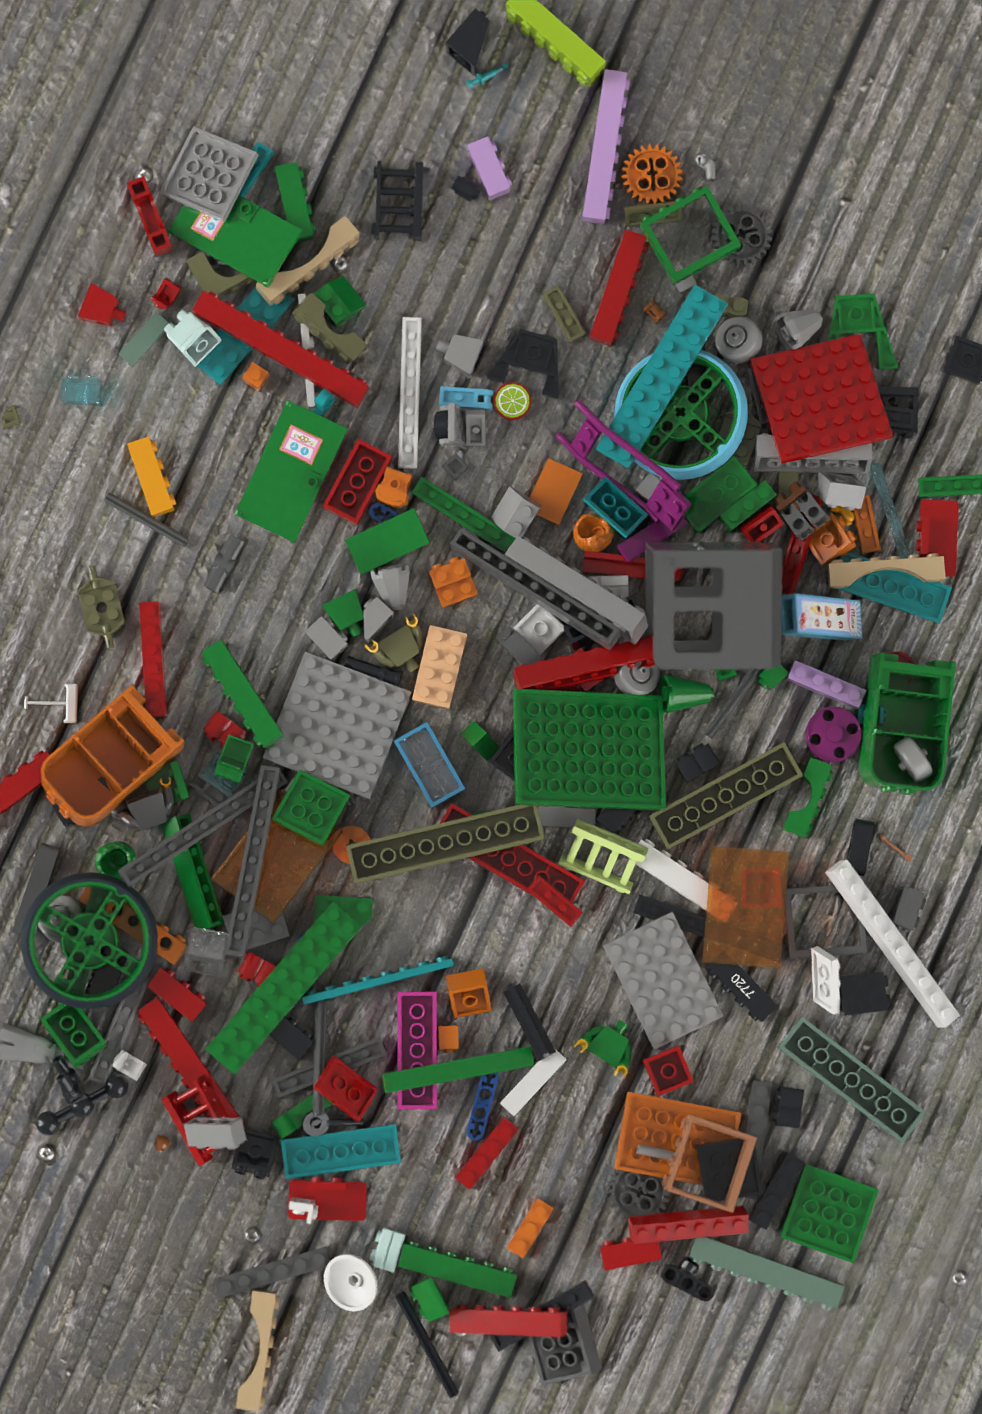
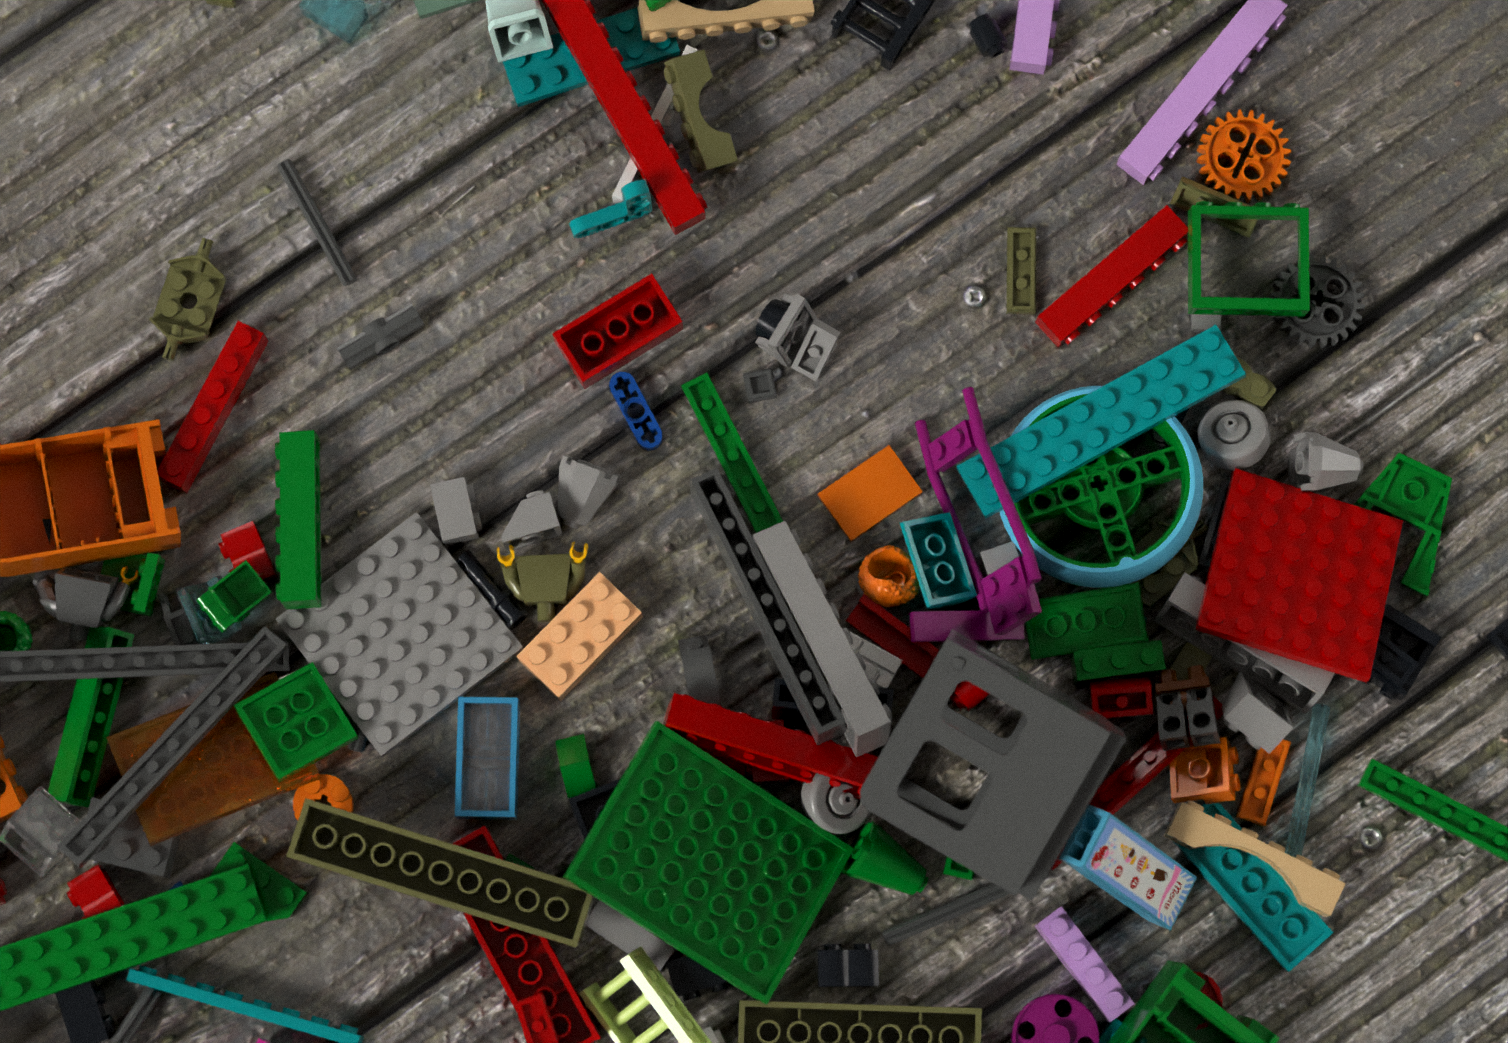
camera: 30 degrees right, 5 degrees down
(71, 703) = (73, 402): white piece -> none
(151, 476) = (355, 170): light orange brick -> none
(256, 376) = (569, 119): orange brick -> none
(291, 471) = (540, 267): green door -> none
(340, 300) = (737, 85): green slope -> none
(346, 613) = (500, 491): green torso -> none
(387, 541) = (611, 430): green tile -> none
(394, 488) = (661, 366): orange piece -> none
(409, 393) = (757, 256): white tile -> none
(453, 582) = (666, 534): orange plate -> none
(461, 353) = (856, 242): light grey torso -> none
(466, 397) = (828, 304): medium azure plate -> none
(512, 401) = (885, 344): lime tile -> none
(515, 513) = (802, 492): light grey slope -> none
(532, 353) = (948, 297): black wing -> none
(539, 628) = (743, 663): white plate -> none
(655, 311) = (1144, 335): dark orange bush -> none
(708, 165) = (1325, 185): light grey arm -> none
(771, 677) = (1018, 910): green brick -> none
(847, 515) = (1245, 749): light orange arm -> none
(938, 531) = (1358, 847): red bracket -> none

